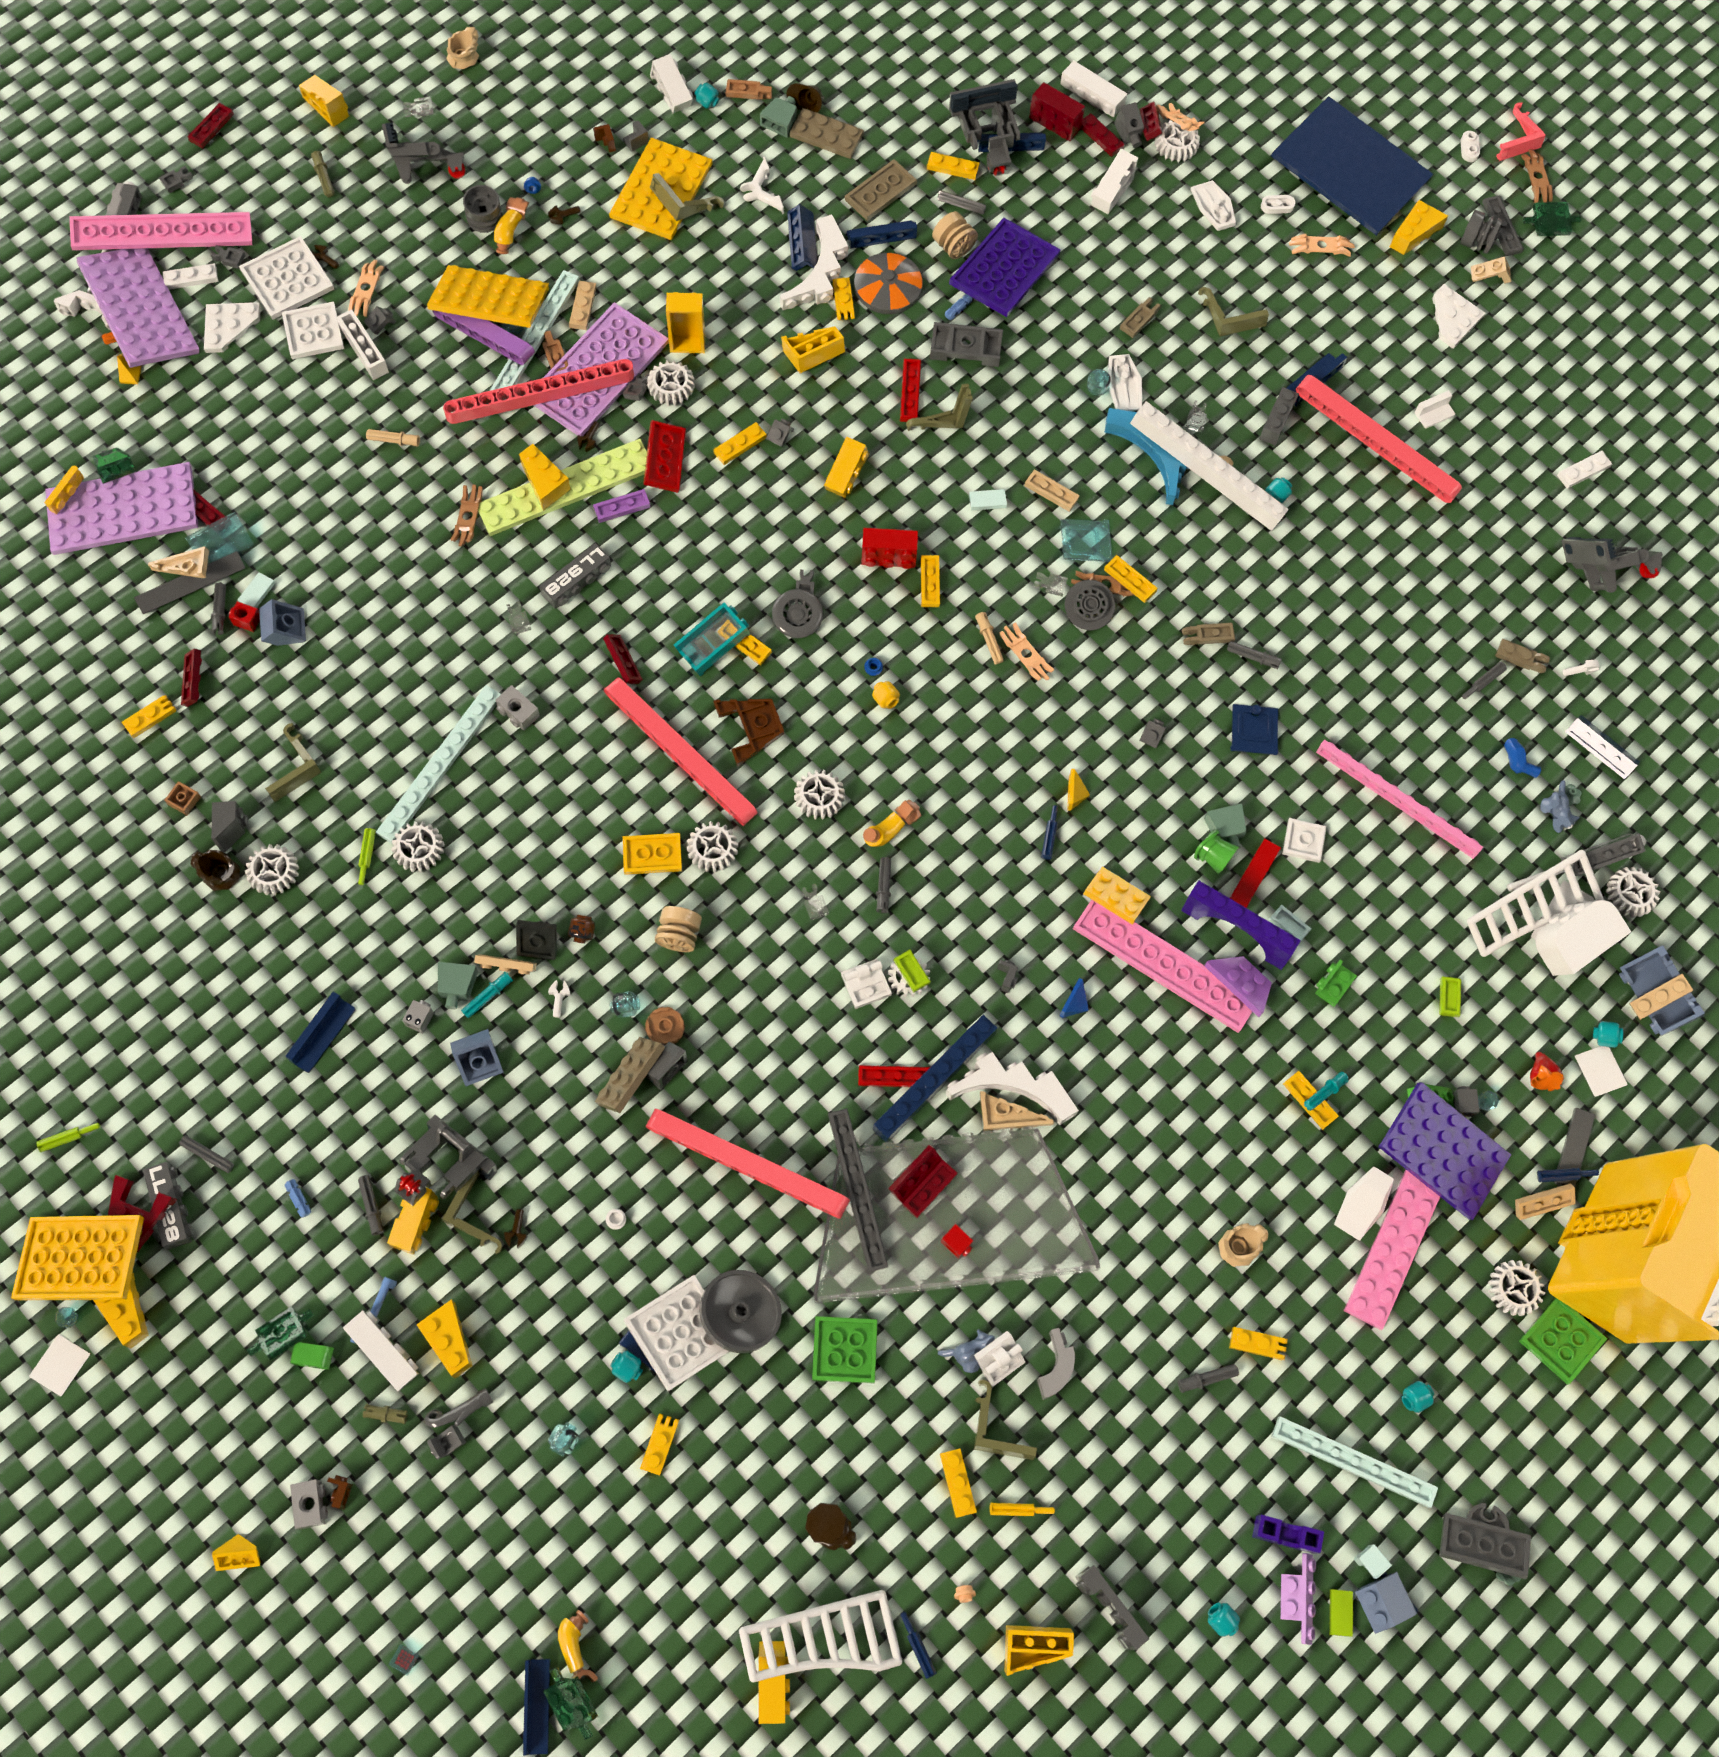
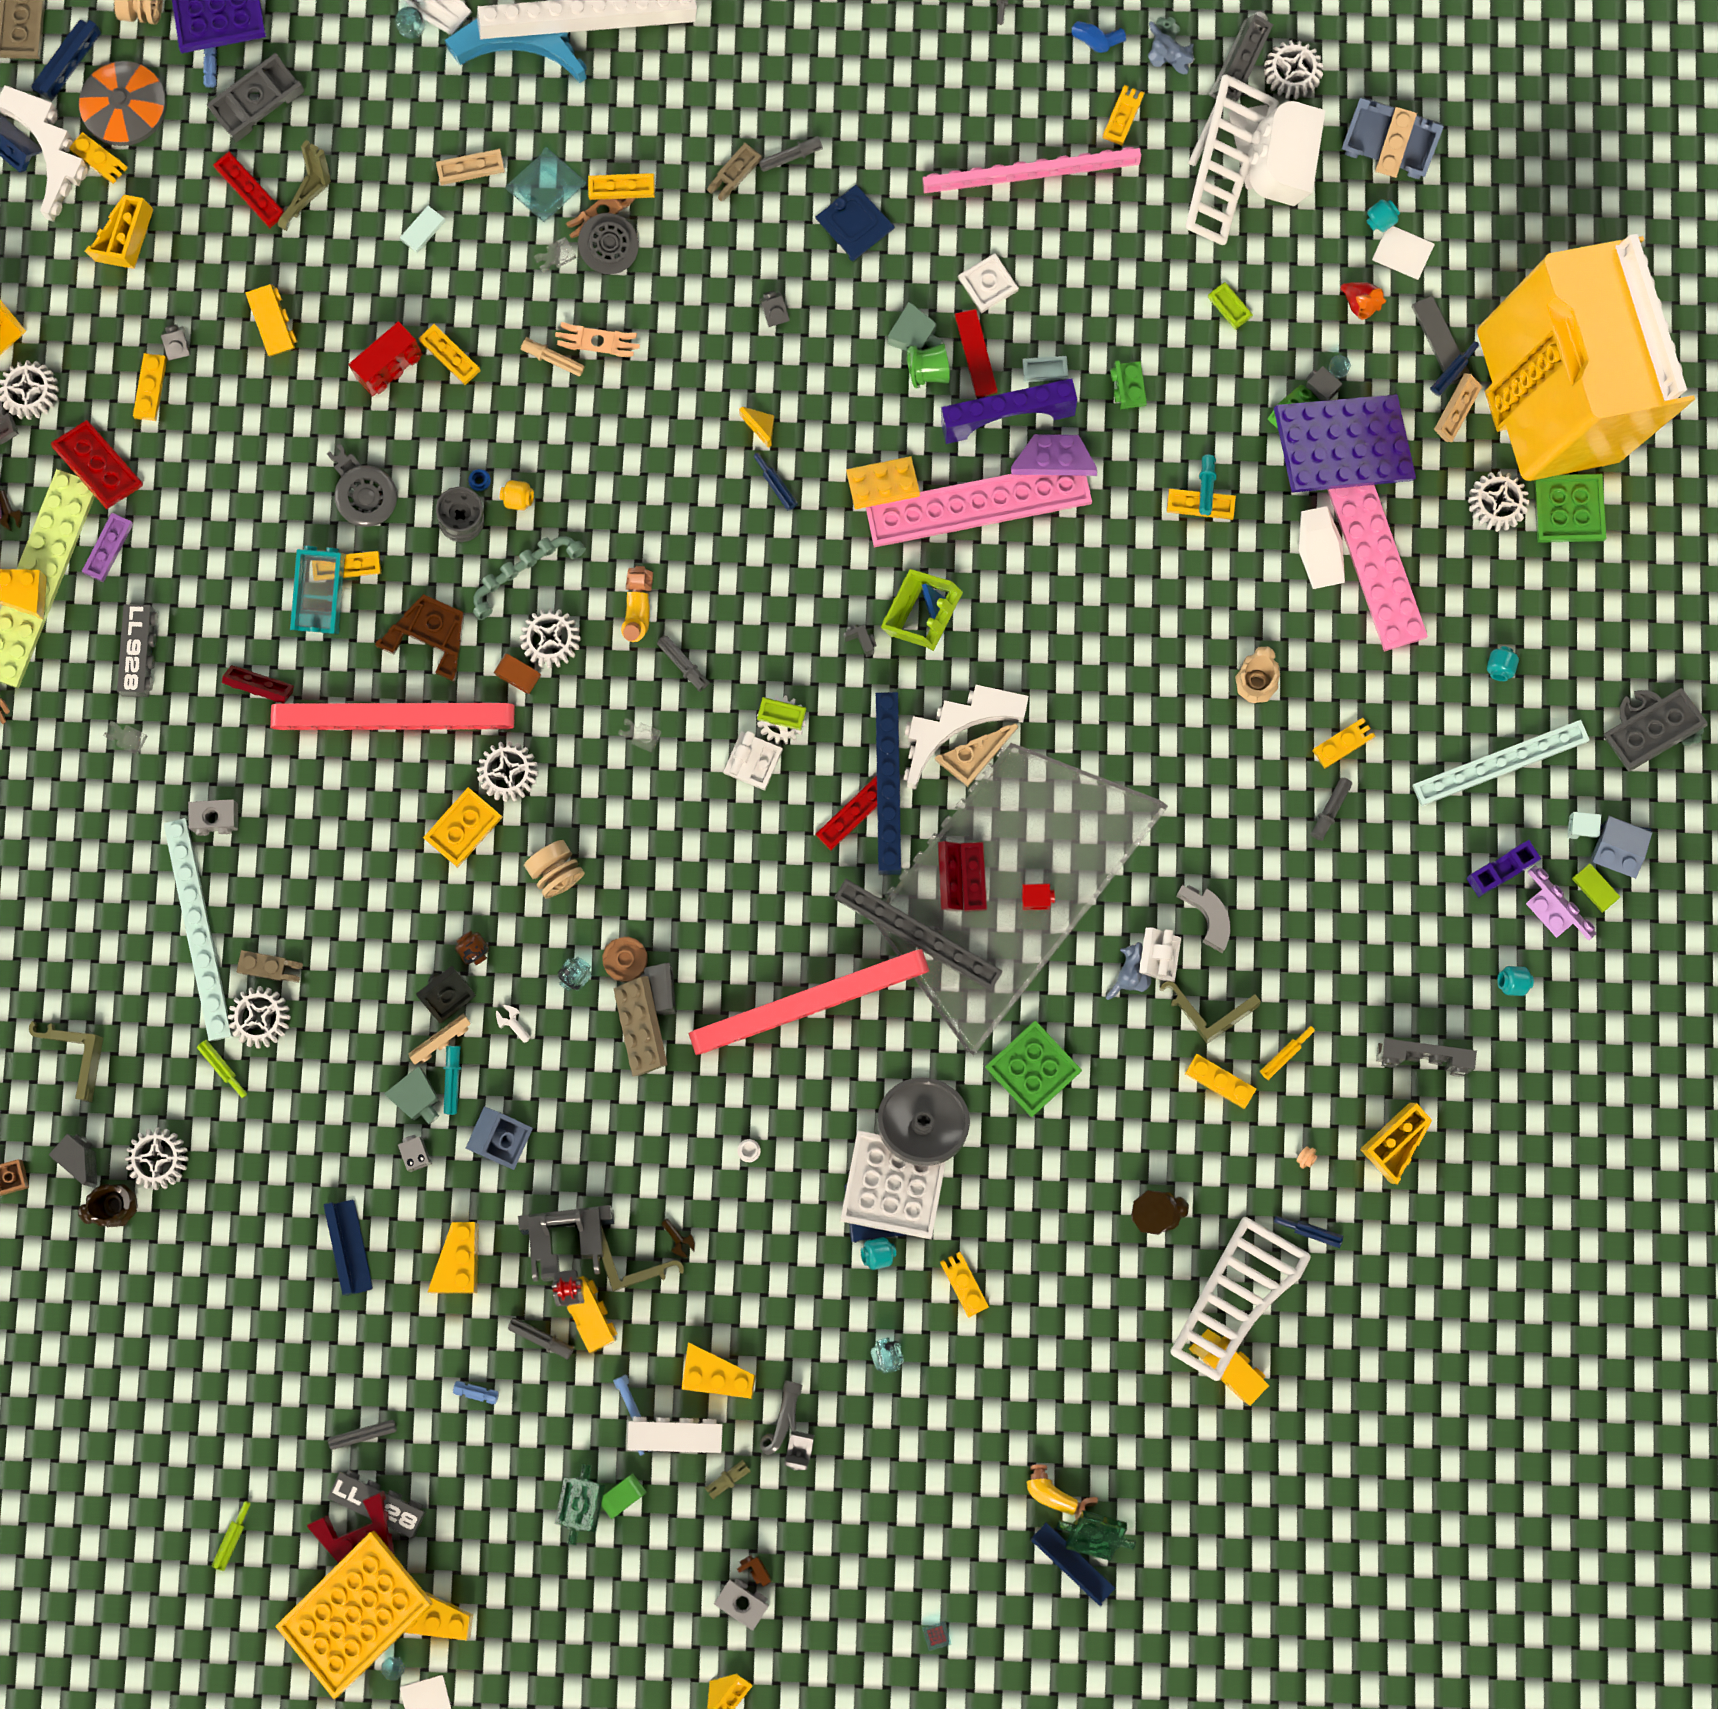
camera: 35 degrees left, 10 degrees up
(373, 1106) = (458, 1261): none -> yellow wedge
(454, 822) = (266, 966): none -> dark tan hinge
(778, 796) = (517, 673): none -> dark orange beam
(842, 664) = (460, 502): none -> dark grey wheel
(854, 738) = (528, 560): none -> sand green bar
(1061, 978) = (905, 601): none -> lime window
(1490, 820) = (1123, 116): none -> yellow hinge

